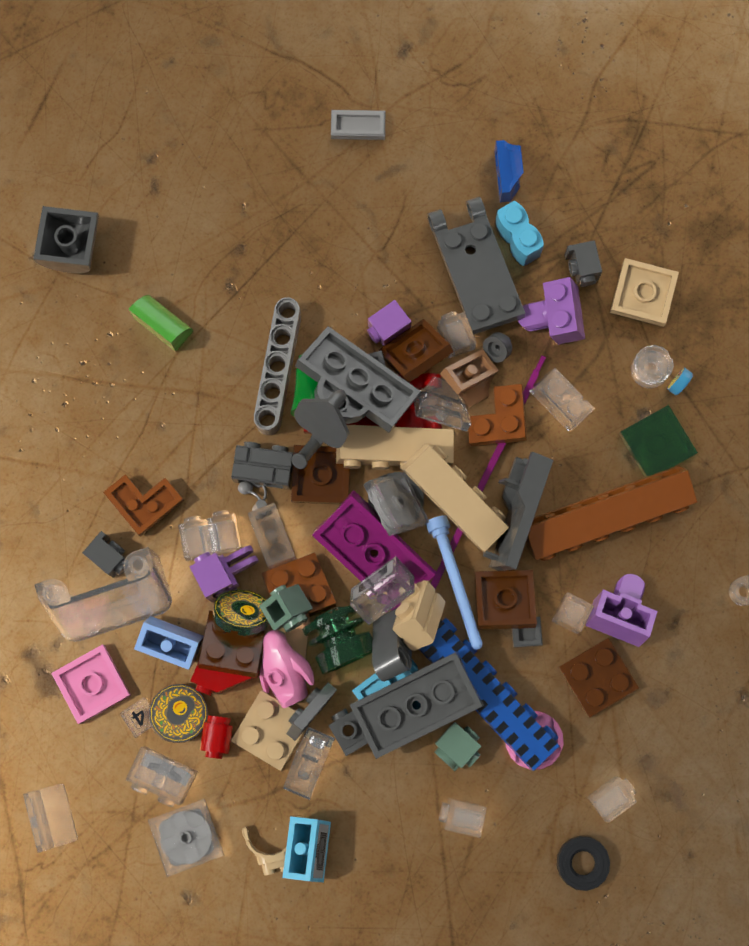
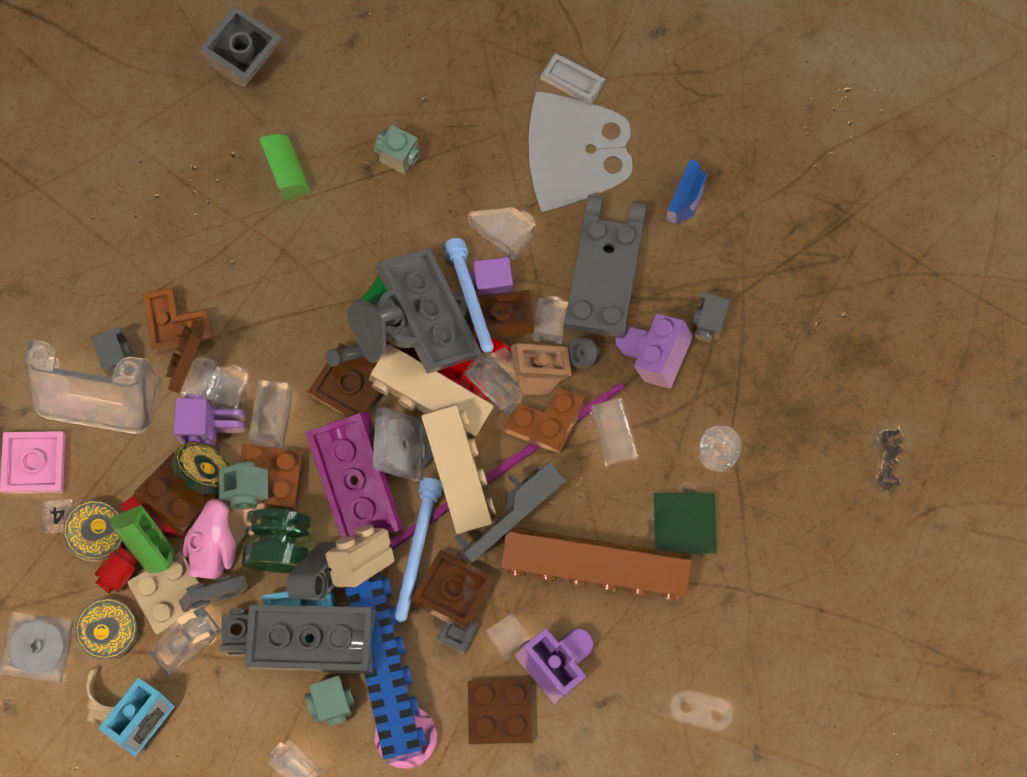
camera: 30 degrees right, 5 degrees down
(161, 776) = (46, 579): clear brick -> none
(169, 642) = (120, 459): light blue brick -> none
(174, 531) = (180, 364): none -> reddish brown plate
(227, 699) = (144, 539): none -> bright green brick
(236, 789) = (106, 629): none -> tile
(246, 487) = (275, 359): light grey piece -> none
(248, 257) = (397, 149): none -> sand green brick
(263, 466) = (299, 346): dark grey brick -> none
(274, 353) = (368, 249): light grey beam -> none
(347, 319) = (456, 253): none -> light blue piece
(374, 278) = (504, 228): none -> clear slope
(376, 186) = (558, 154): none -> light grey piece
(382, 590) = (339, 516): clear brick -> none
(514, 228) = (663, 255): medium azure brick -> none
(644, 292) = (753, 374): tan plate -> none
(680, 381) = (738, 476): dark azure tile -> none

